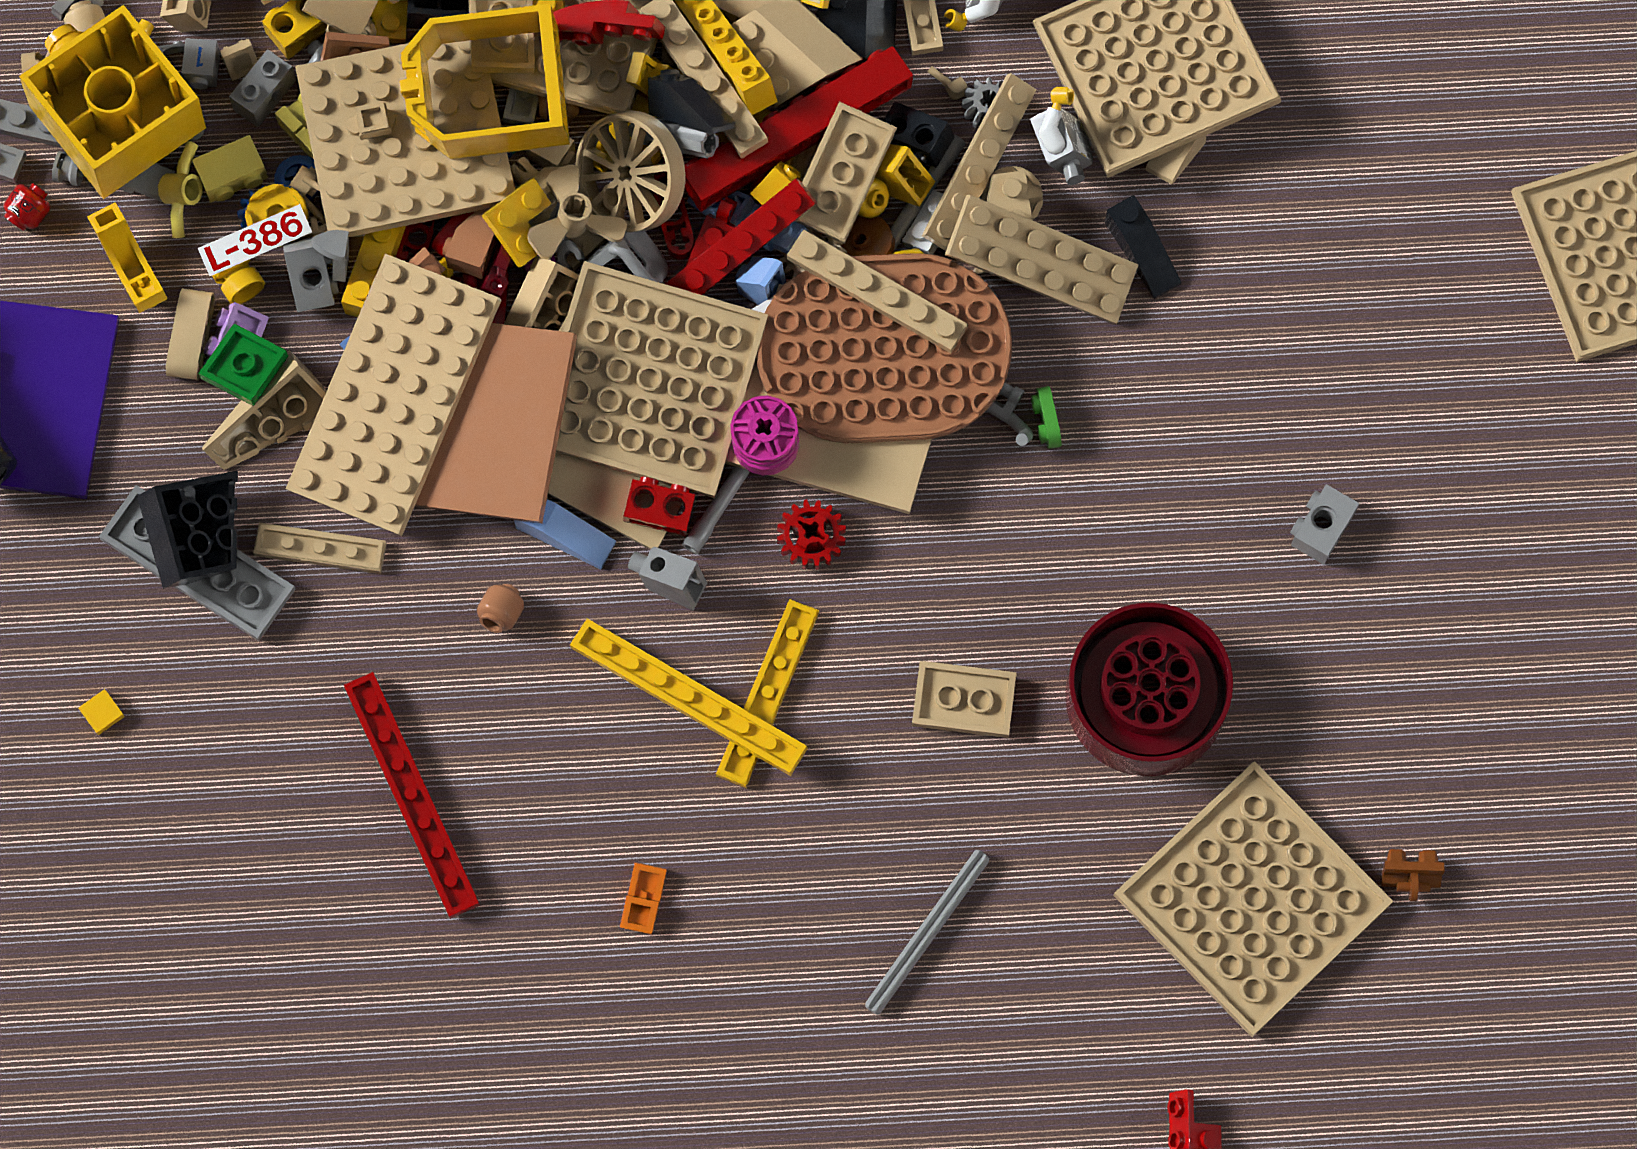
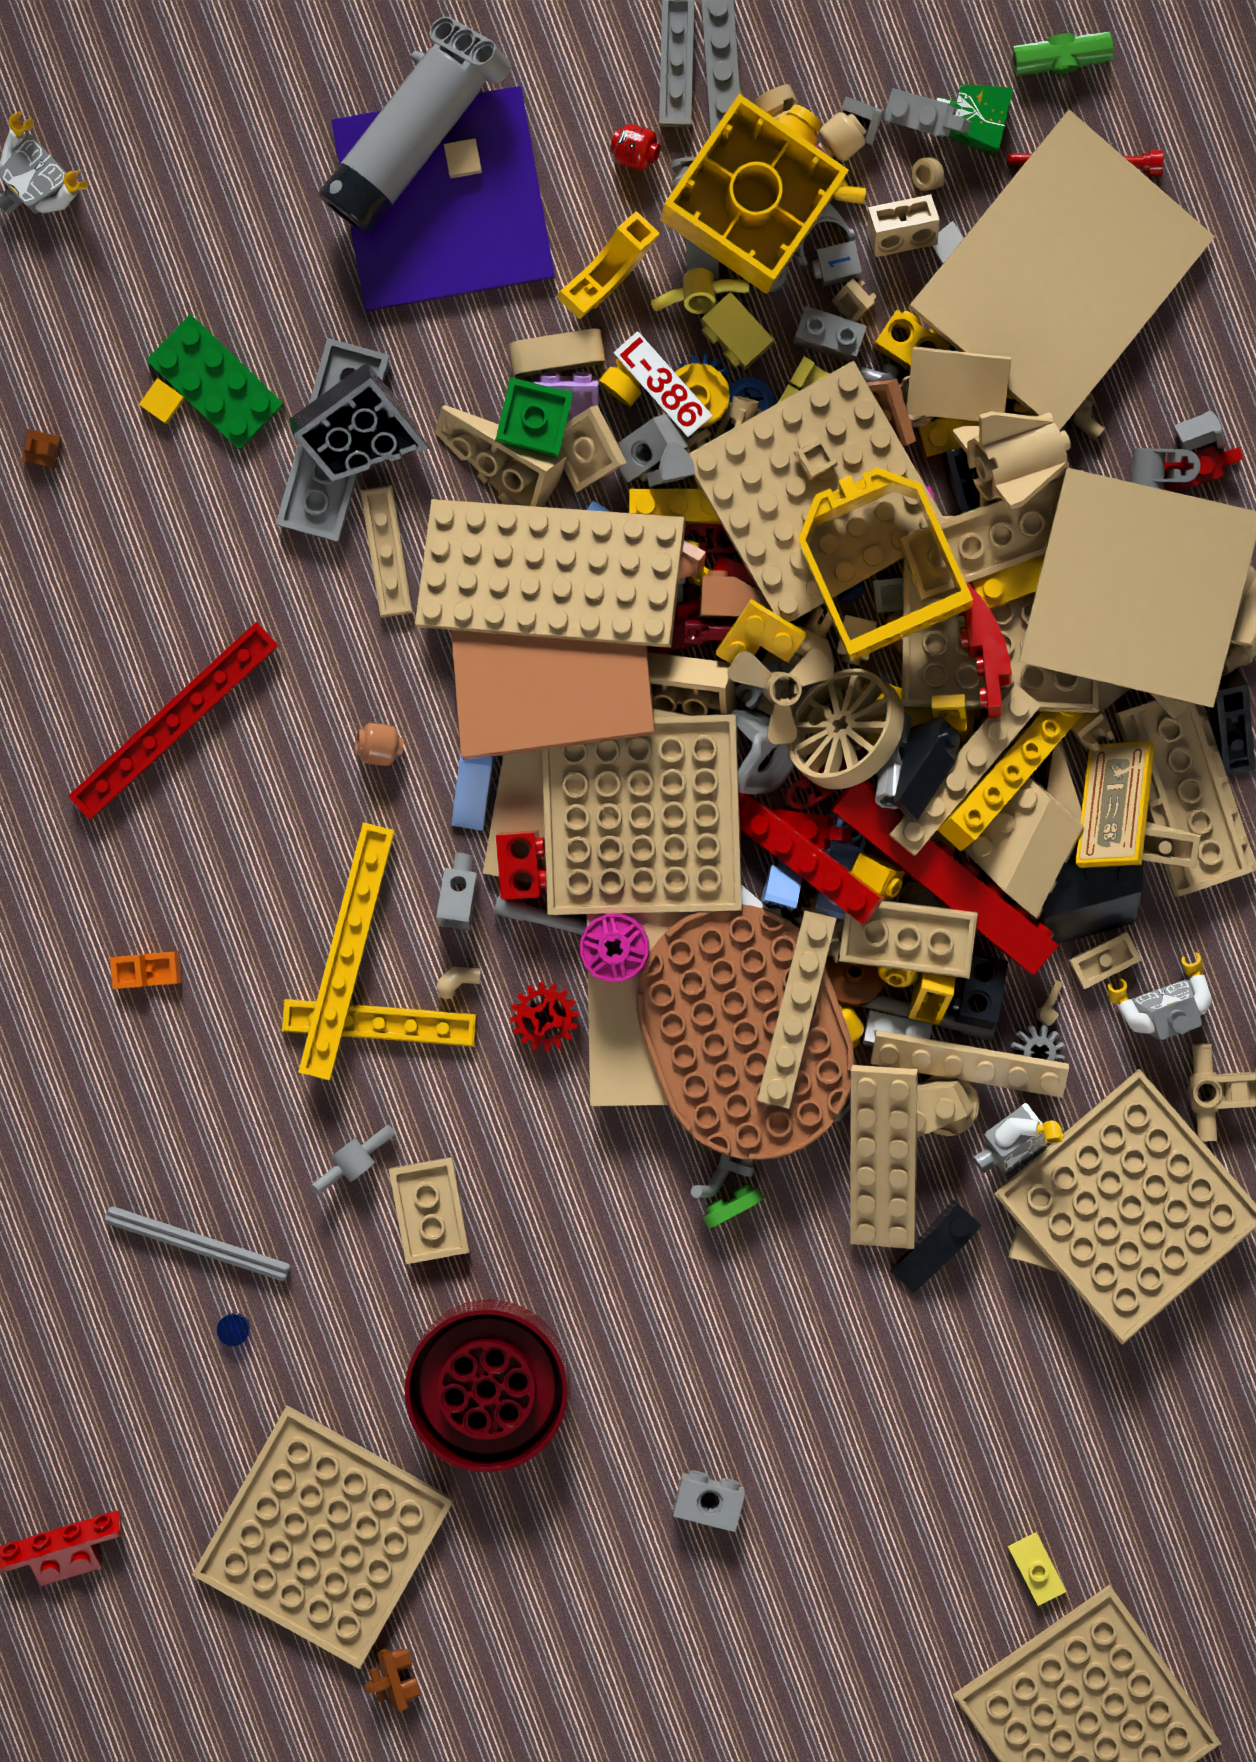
camera: 75 degrees right, 15 degrees up
(101, 657) = (215, 382): none -> green plate
(105, 840) = (41, 449): none -> dark orange tile
(292, 326) = (589, 449): none -> tan plate
(747, 607) = (454, 978): none -> tan arm
(891, 754) = (352, 1160): none -> light grey piece
(1022, 923) = (233, 1329): none -> clear blue tile
(1476, 249) = (1037, 1568): none -> light yellow plate

